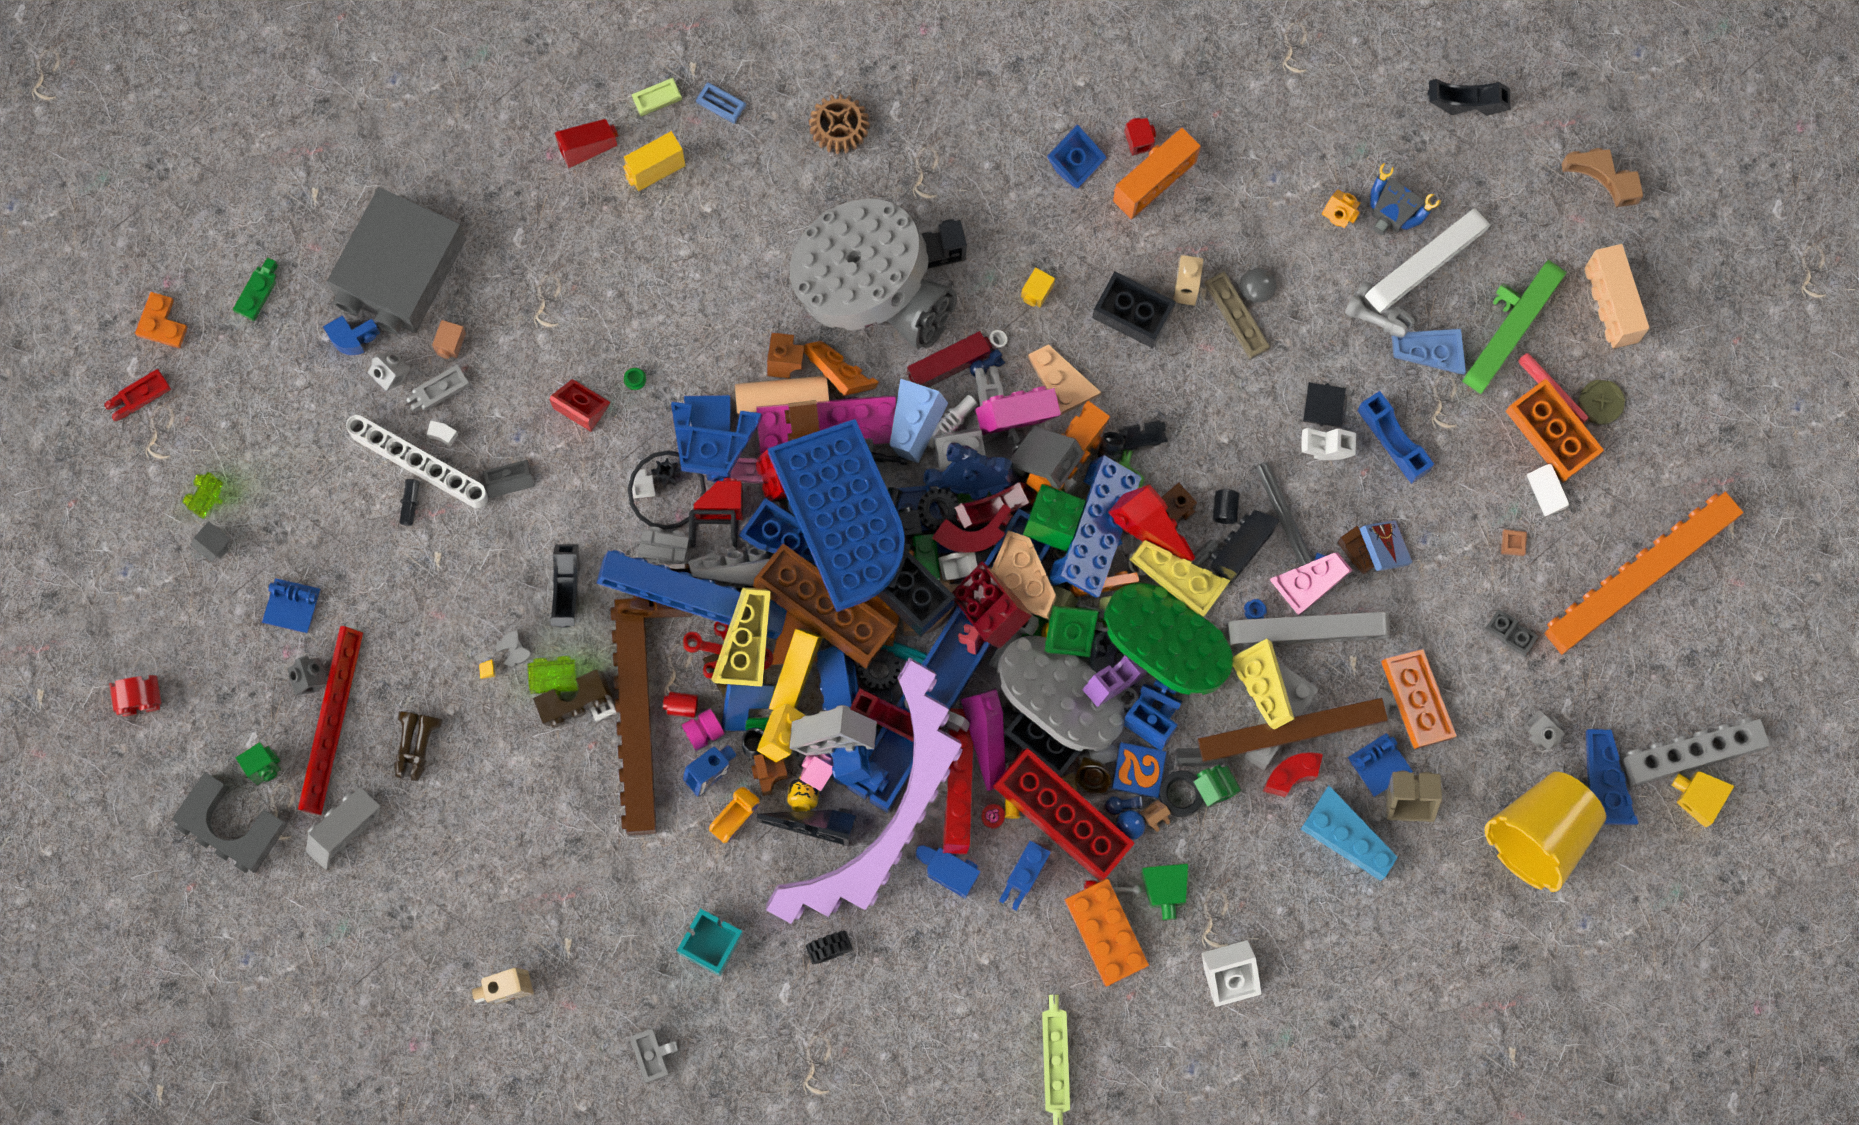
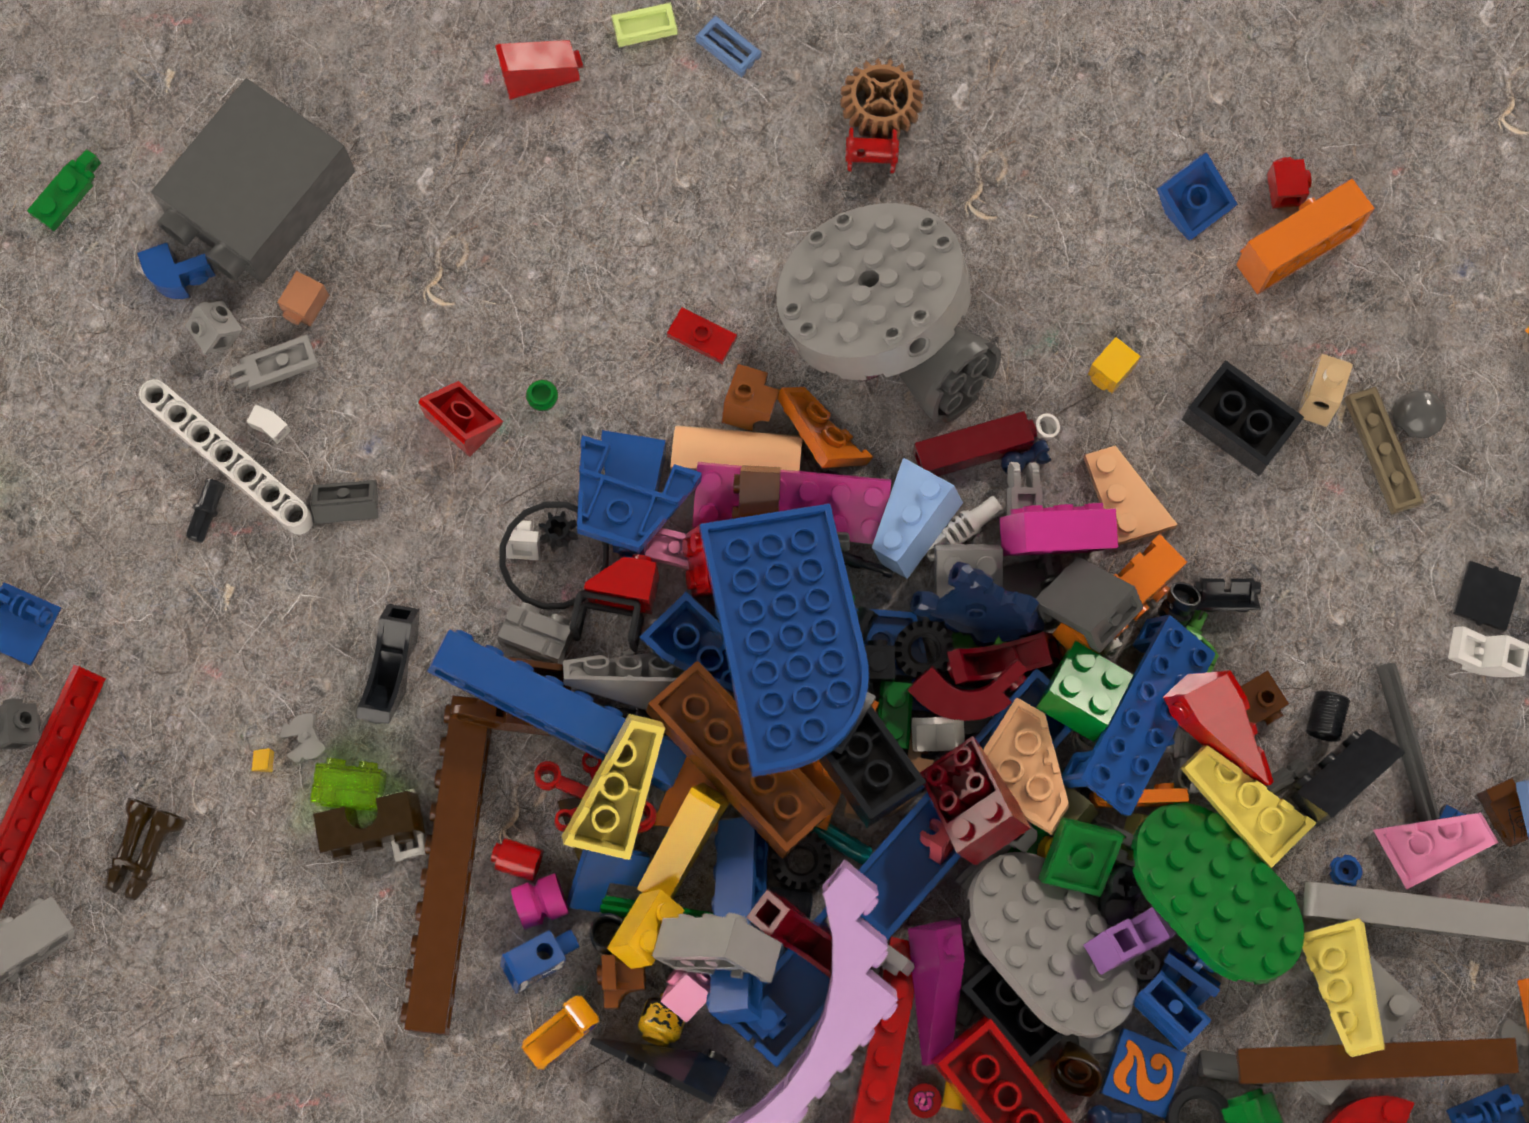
camera: 15 degrees right, 0 degrees up
(654, 161) = (622, 107): yellow brick -> none
(741, 316) = (702, 335): none -> red plate
(840, 161) = (875, 150): none -> red hose
(947, 245) = (1000, 286): black brick -> none

